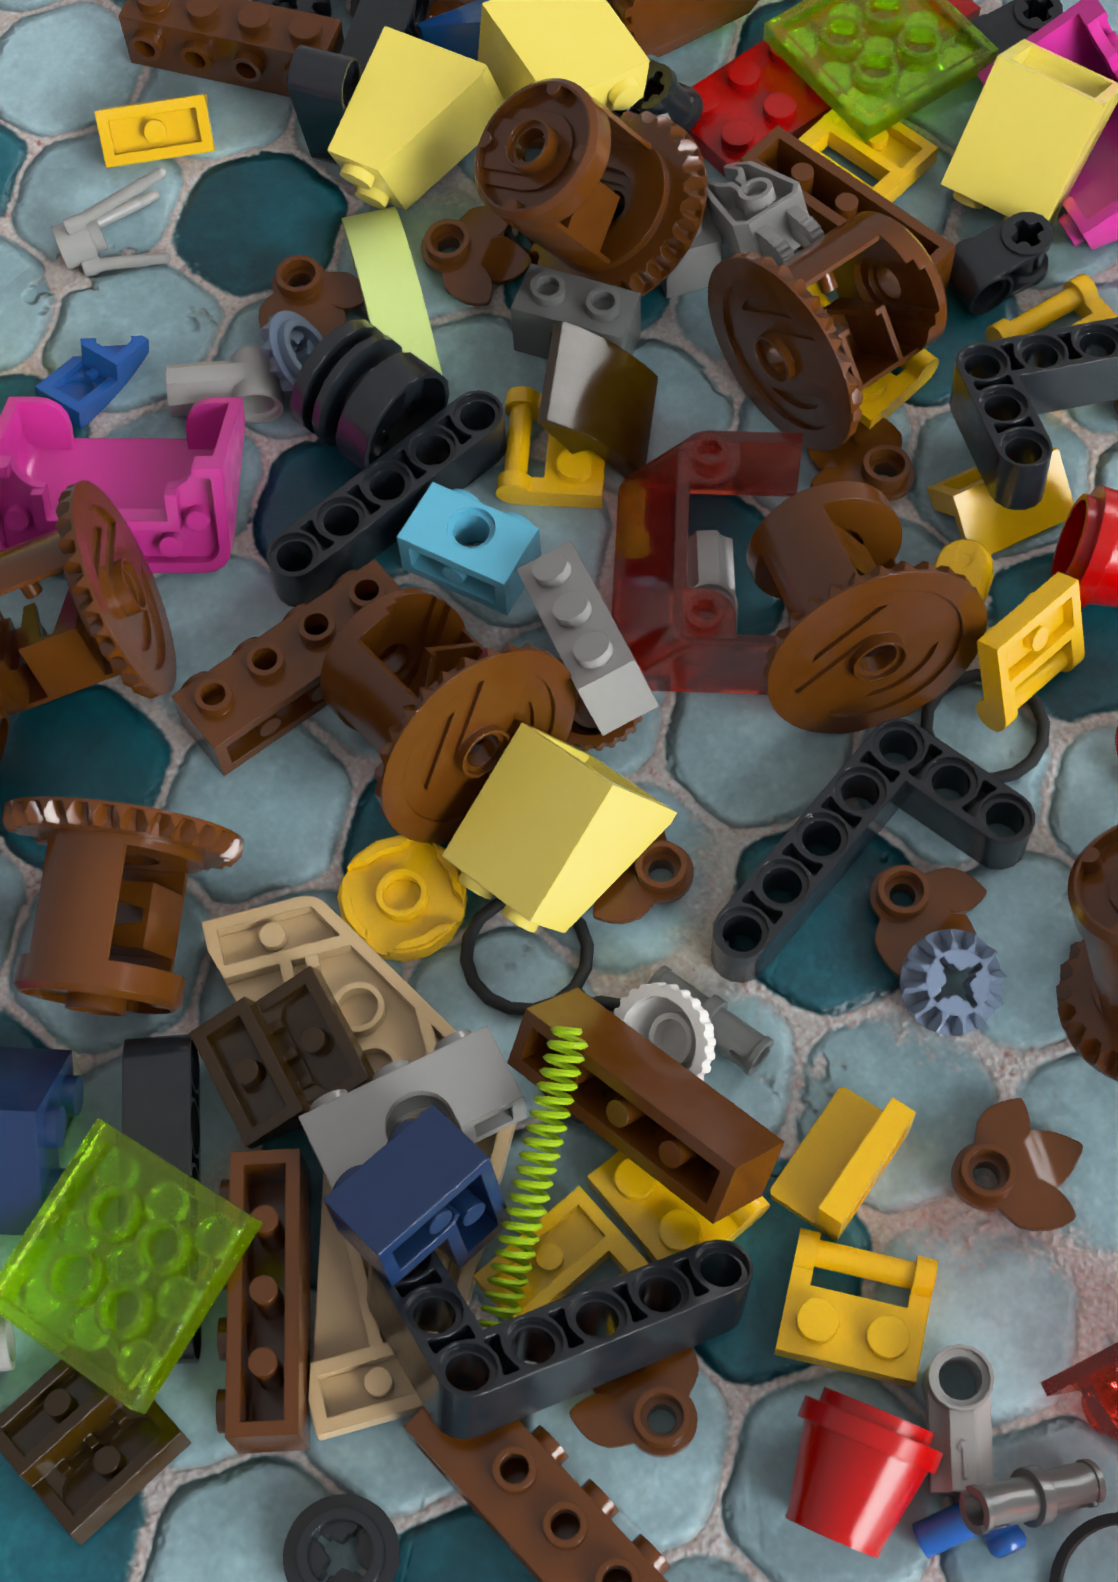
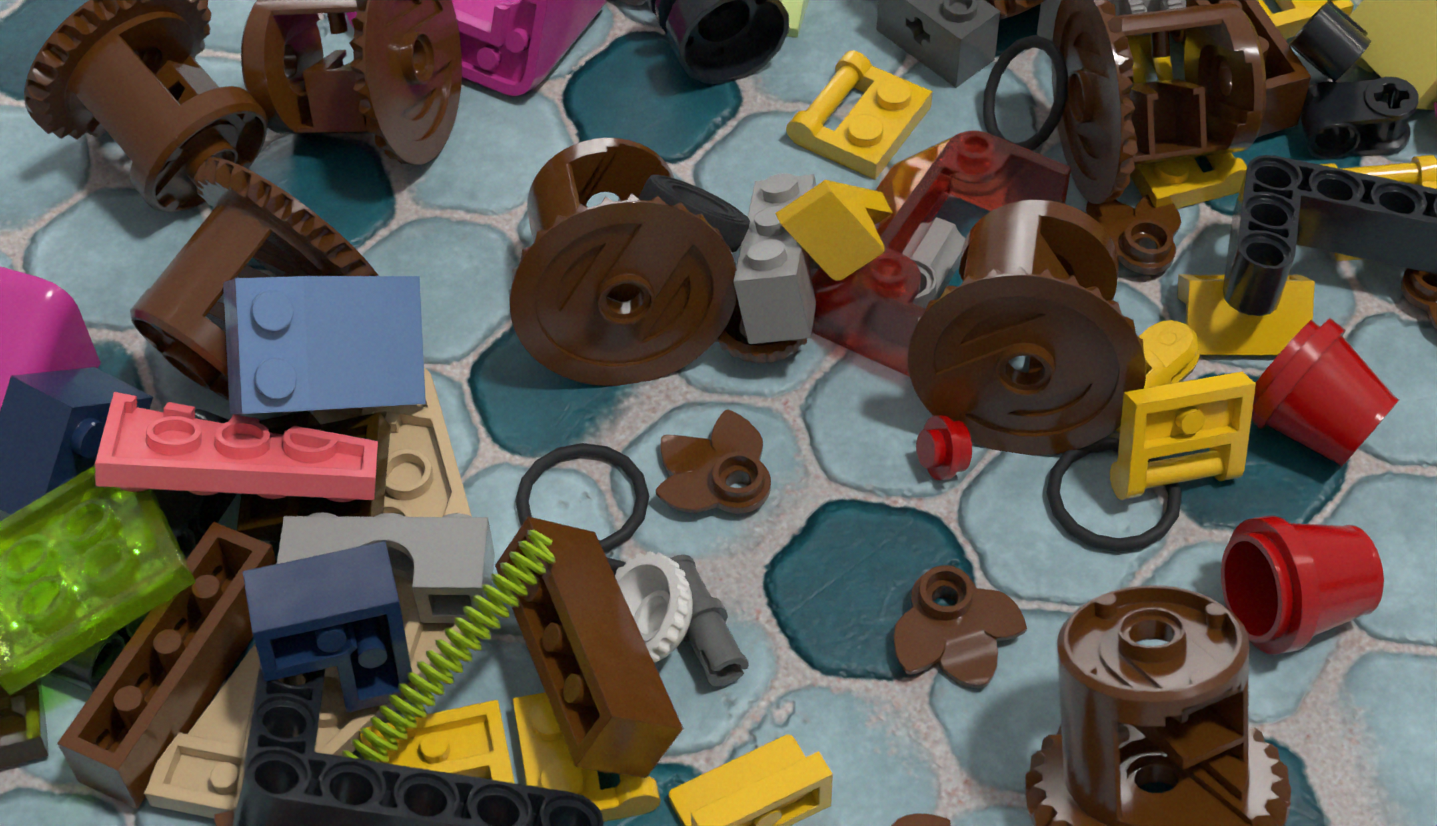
camera: 25 degrees right, 10 degrees down
(185, 1095) = (206, 457): none -> coral wing
(228, 933) = (323, 343): none -> medium blue slope
(275, 677) = (485, 193): reddish brown brick -> none
(377, 522) = (692, 92): black beam -> none
(403, 898) = (504, 409): yellow tile -> none
(473, 627) = (717, 212): none -> black tyre
(487, 573) = (729, 148): medium azure brick -> none
(552, 831) = (657, 398): light yellow slope -> none
(597, 398) = (915, 81): dark brown slope -> none
(642, 594) = (837, 226): none -> yellow slope
(747, 354) = (1061, 92): none -> black piece
(822, 751) = (944, 447): none -> red plate
(851, 830) = (928, 525): black beam -> none
(924, 976) = (926, 716): sand blue gear -> none
(955, 202) = (1331, 41): none -> black piece

